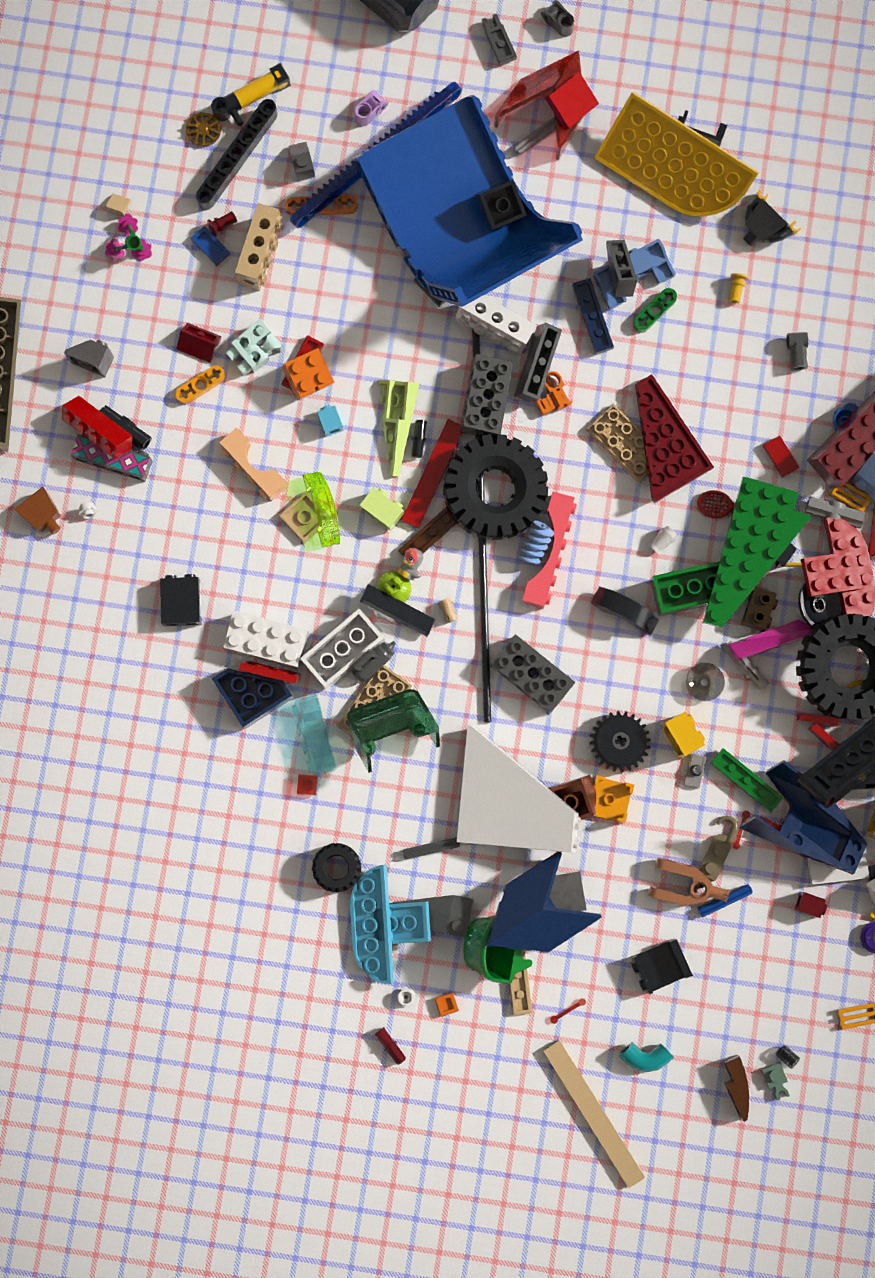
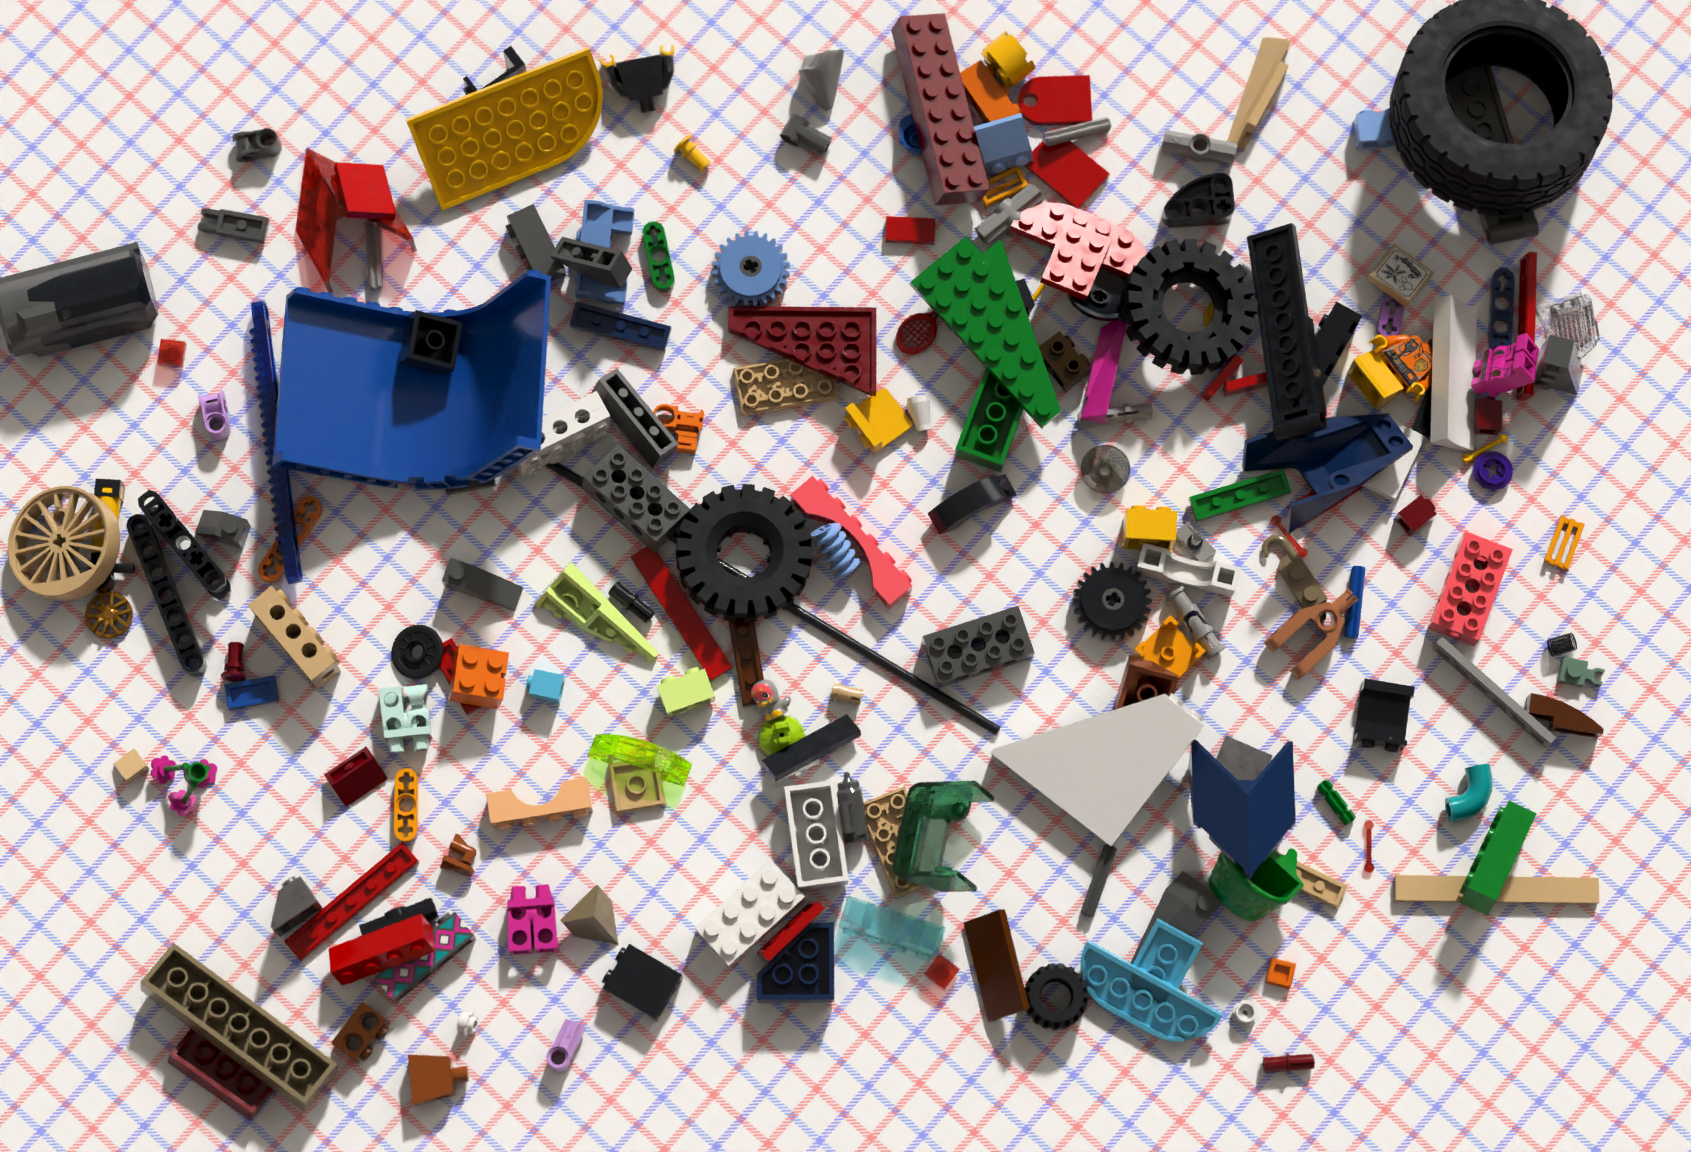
camera: 60 degrees left, 5 degrees down
(41, 445) = (355, 1029): none -> reddish brown brick
(113, 579) = (565, 1043): none -> lavender piece
(119, 391) = (351, 901): none -> red tile
(175, 509) = (530, 913): none -> dark pink hips
(195, 438) = (463, 867): none -> dark orange piece
(202, 544) = (592, 917): none -> dark tan slope
(226, 70) = (63, 544): none -> tan piece
(268, 155) = (174, 533): none -> black piece
(305, 337) = (403, 647): none -> black wheel
(332, 817) = (996, 965): none -> reddish brown tile
(369, 339) = (481, 584): none -> dark grey slope
(391, 56) = (172, 353): none -> clear red plate
(582, 971) = (1336, 802): none -> green axle
(608, 1102) = (1496, 857): none -> green brick
(609, 228) = (534, 242): none -> dark grey brick
(640, 516) = (877, 420): none -> yellow bracket
(641, 805) = (1196, 623): none -> light grey piece
(669, 770) = (1206, 576): none -> white arch
(698, 375) = (740, 282): none -> medium blue gear
(724, 1031) = (1493, 692): none -> light grey tile
(795, 980) = (1485, 583): none -> coral brick
(845, 334) = (822, 75): none -> light grey hat

